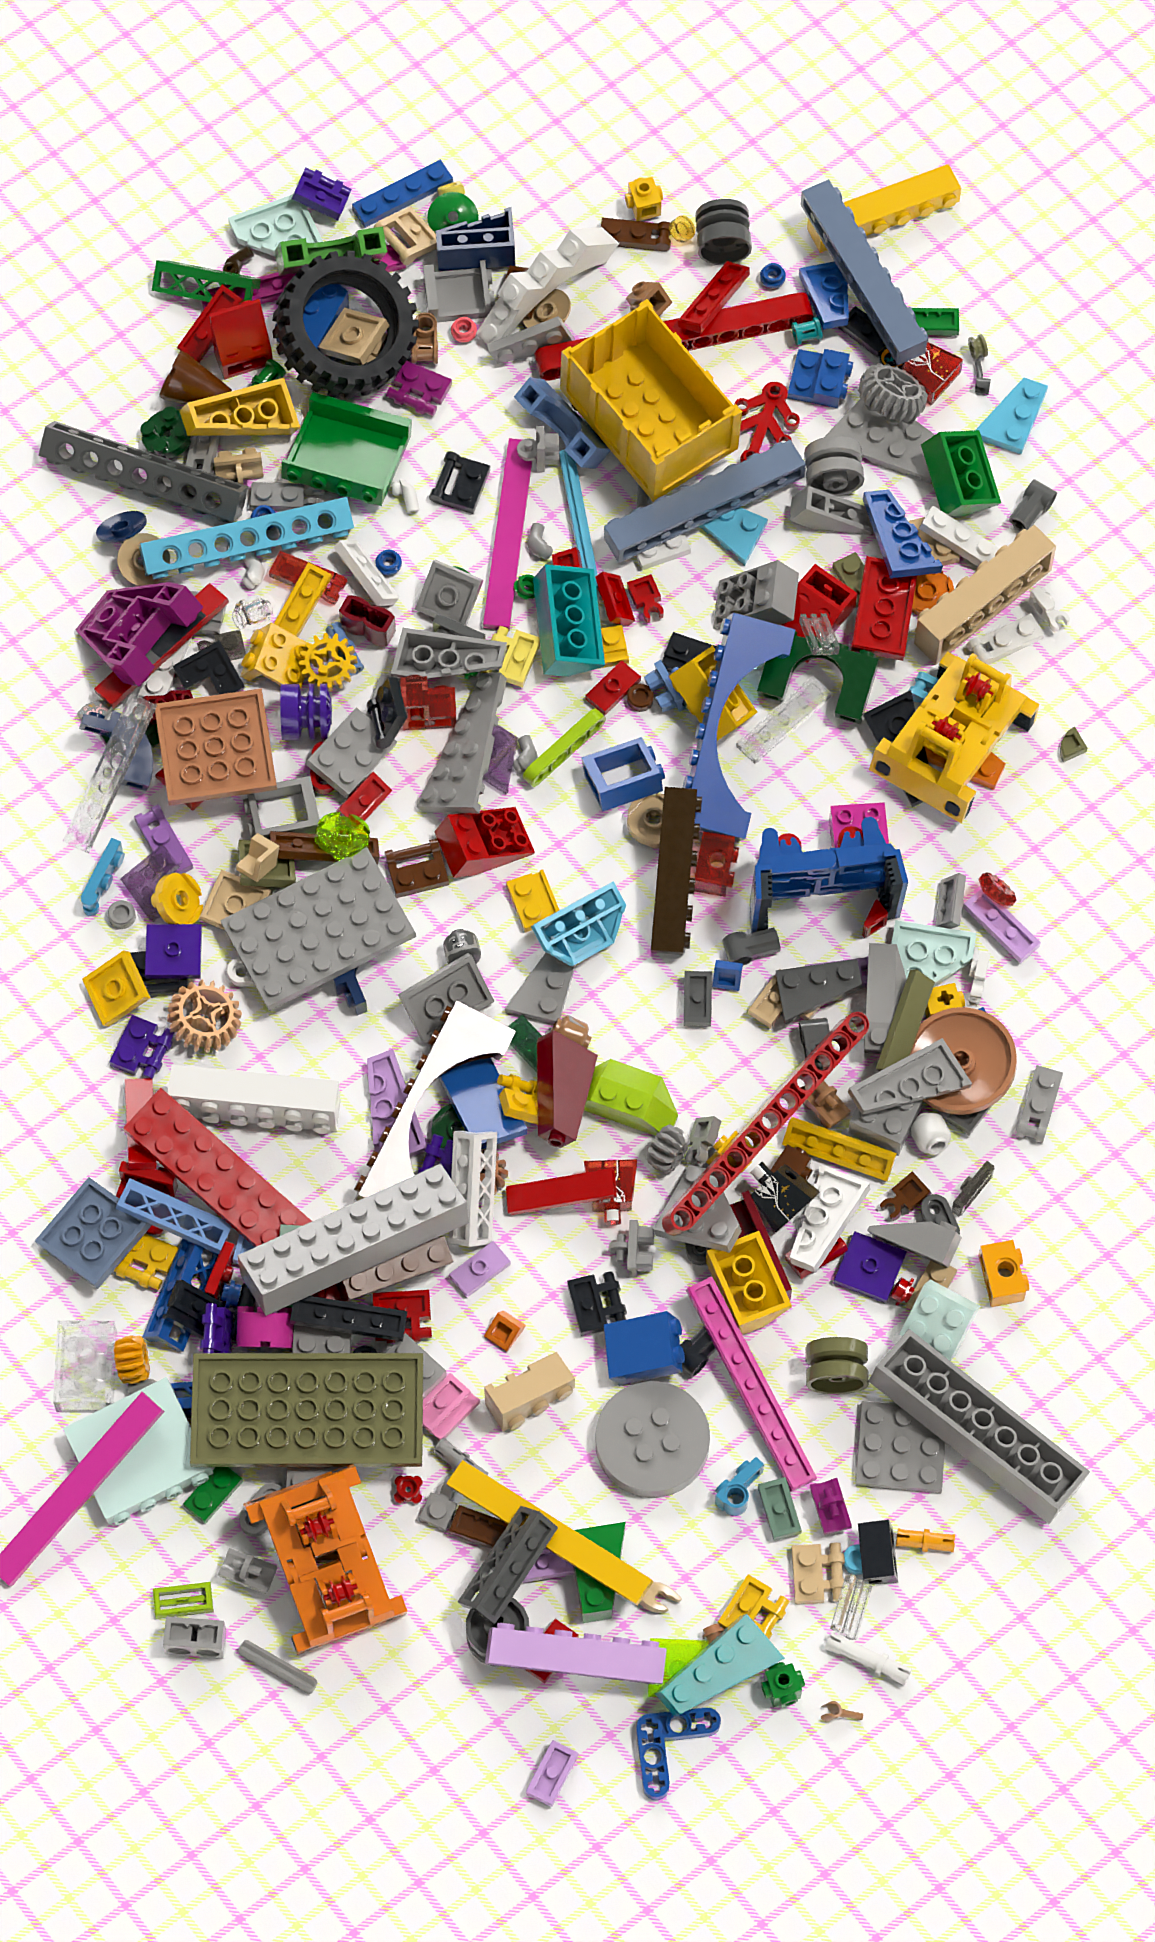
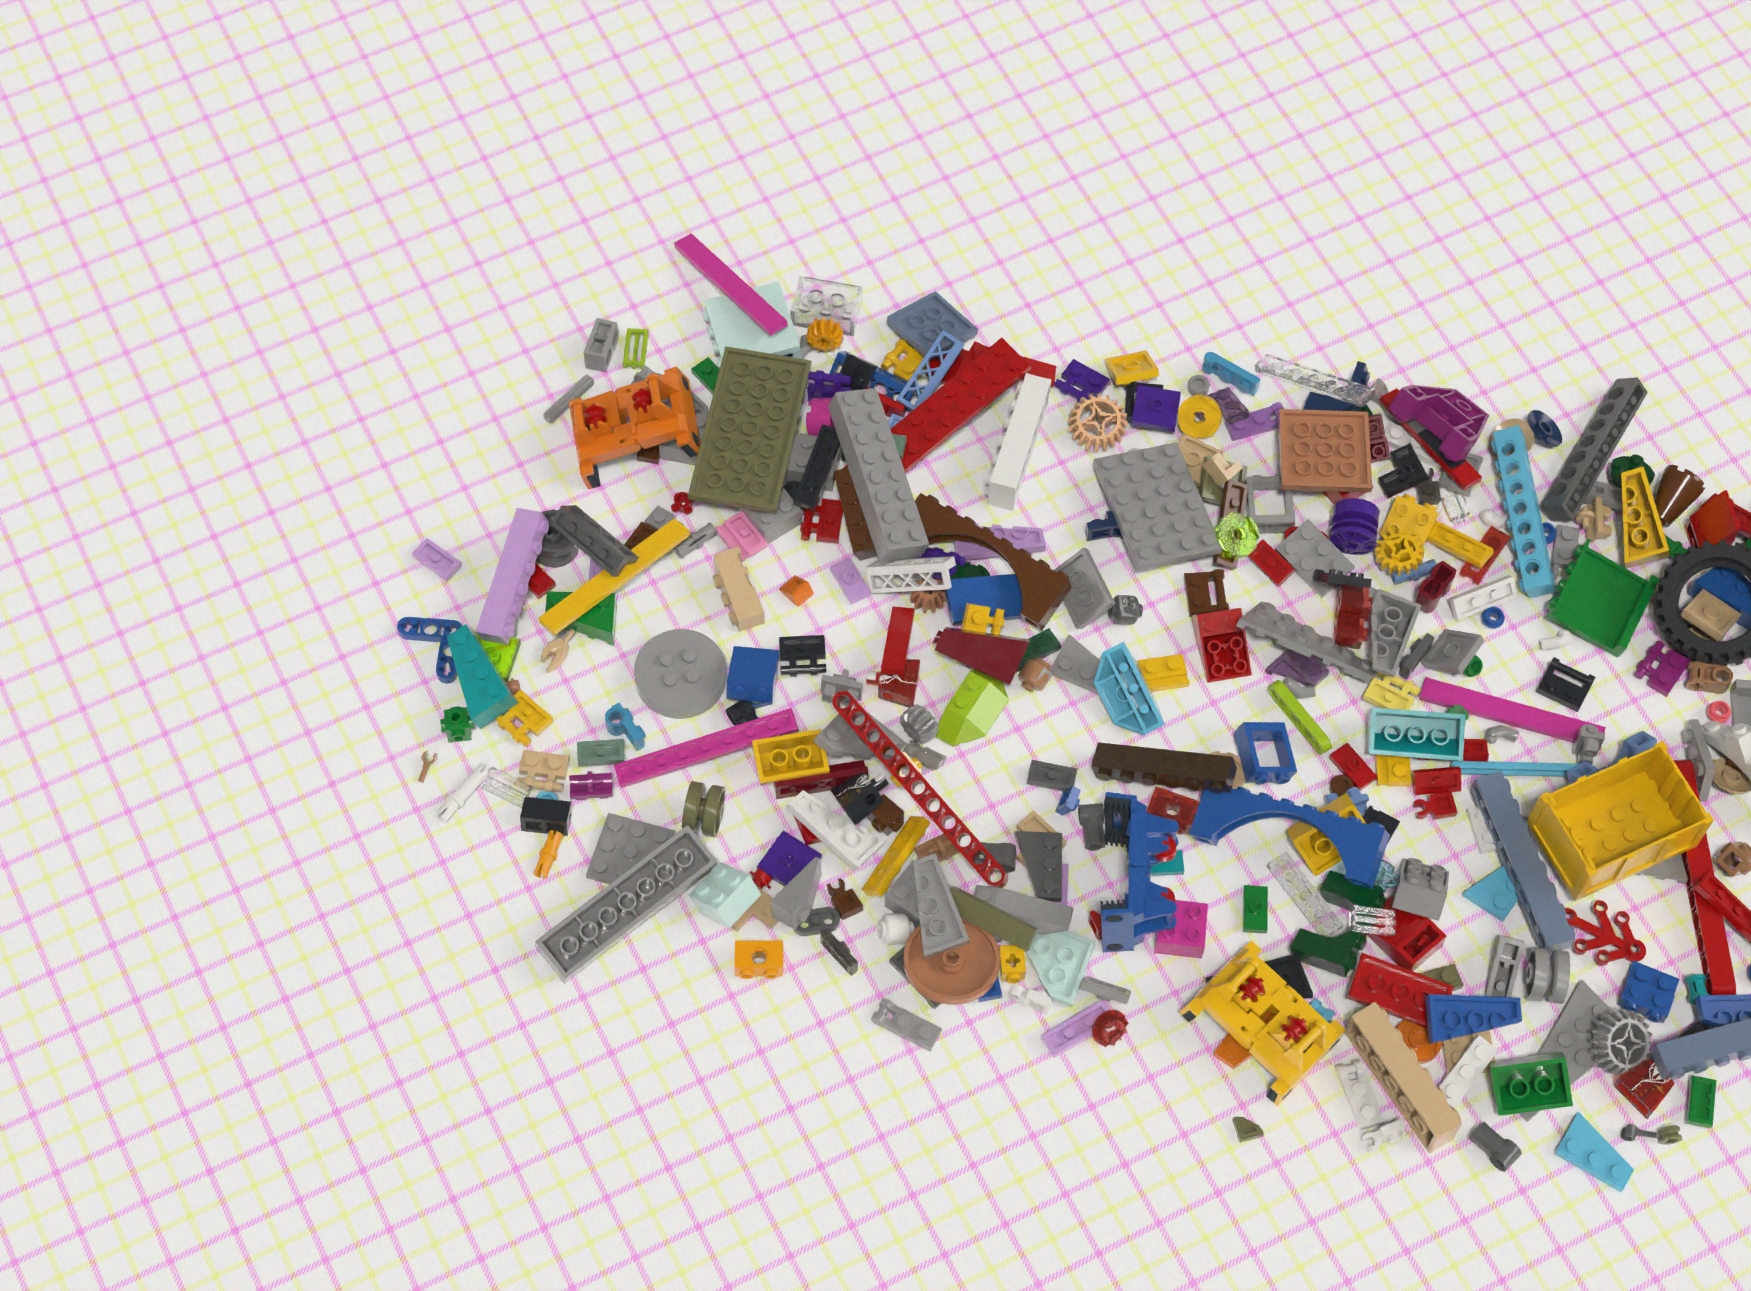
camera: 100 degrees right, 5 degrees down
(812, 767) = (1255, 909): none -> green plate

